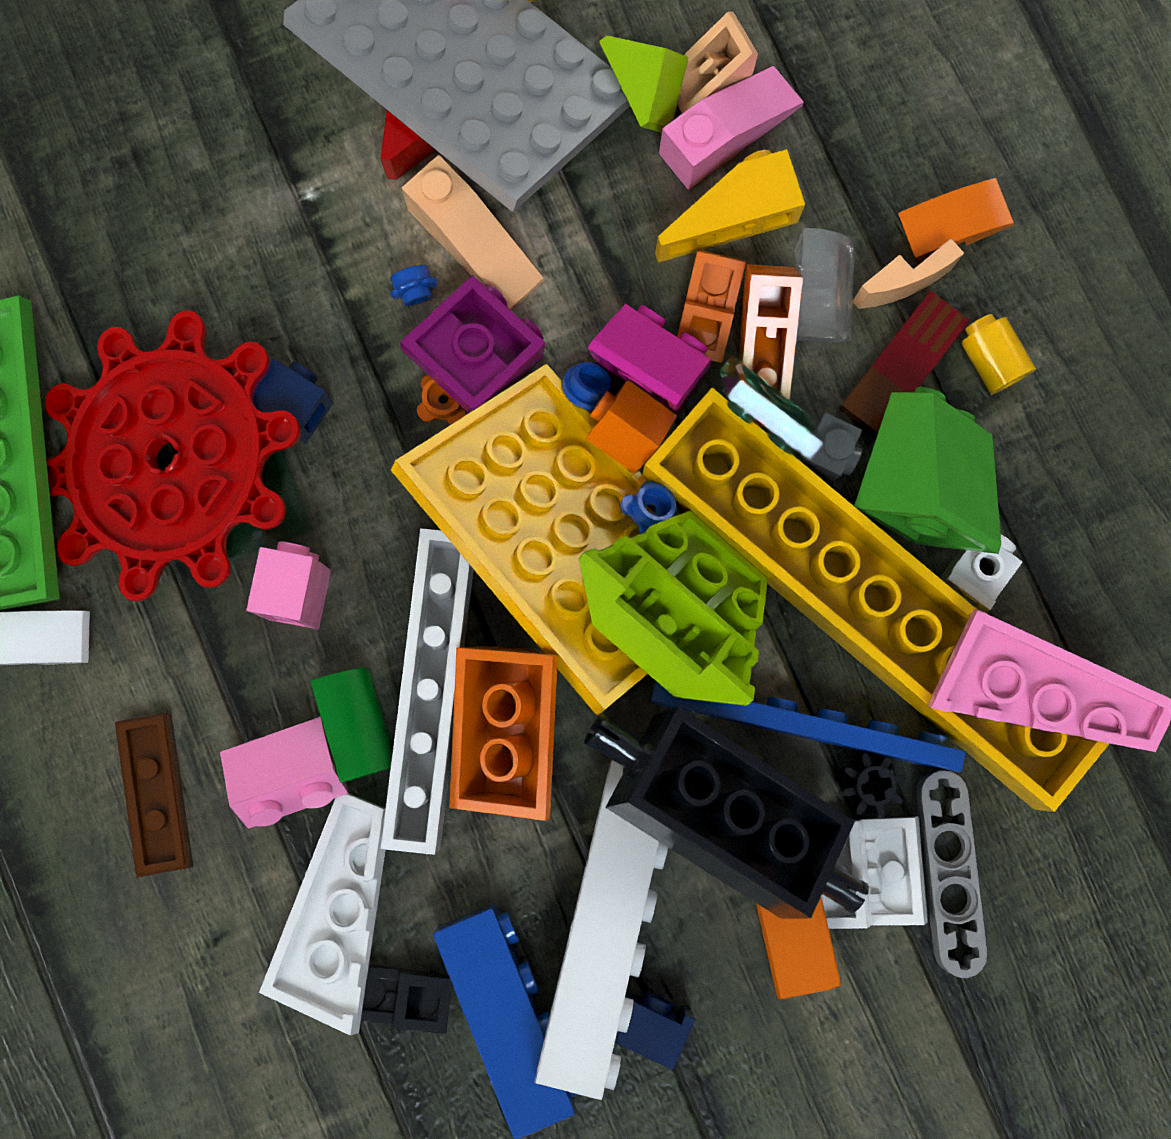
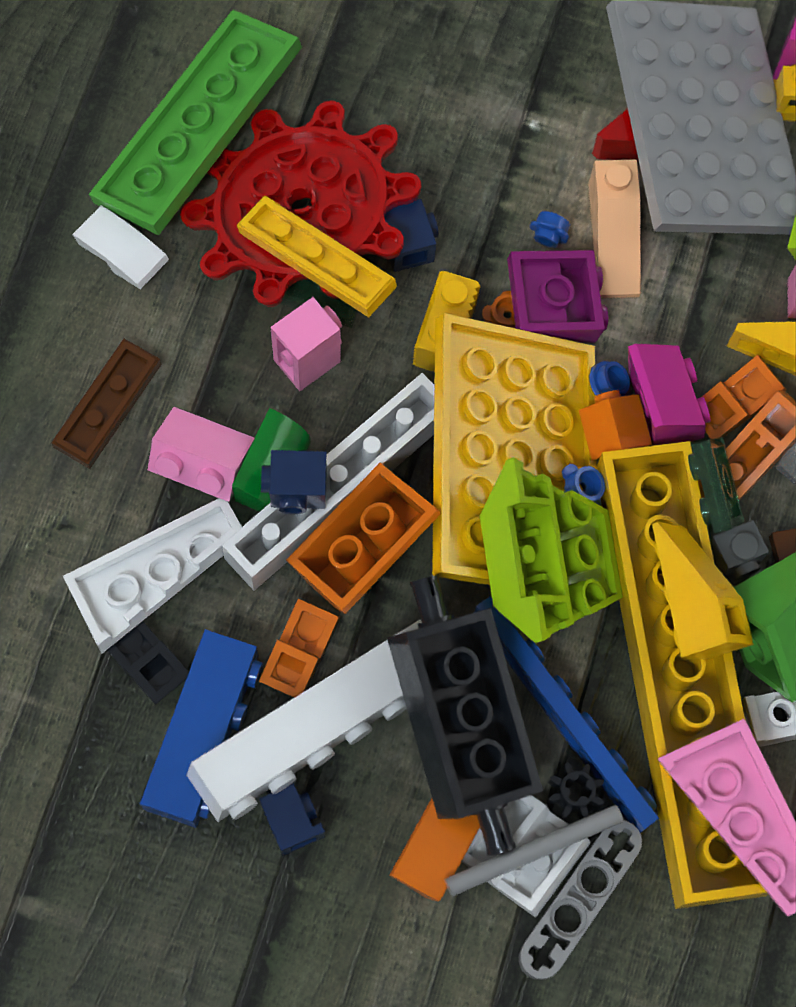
camera: 40 degrees right, 10 degrees down
(227, 500) = (317, 256): none -> yellow tile
(388, 436) = (453, 296): none -> yellow brick
(398, 737) = (295, 480): none -> dark blue brick
(526, 870) = (299, 649): none -> orange slope
(851, 531) = (703, 604): none -> yellow slope
(884, 872) = (533, 850): none -> light grey bar

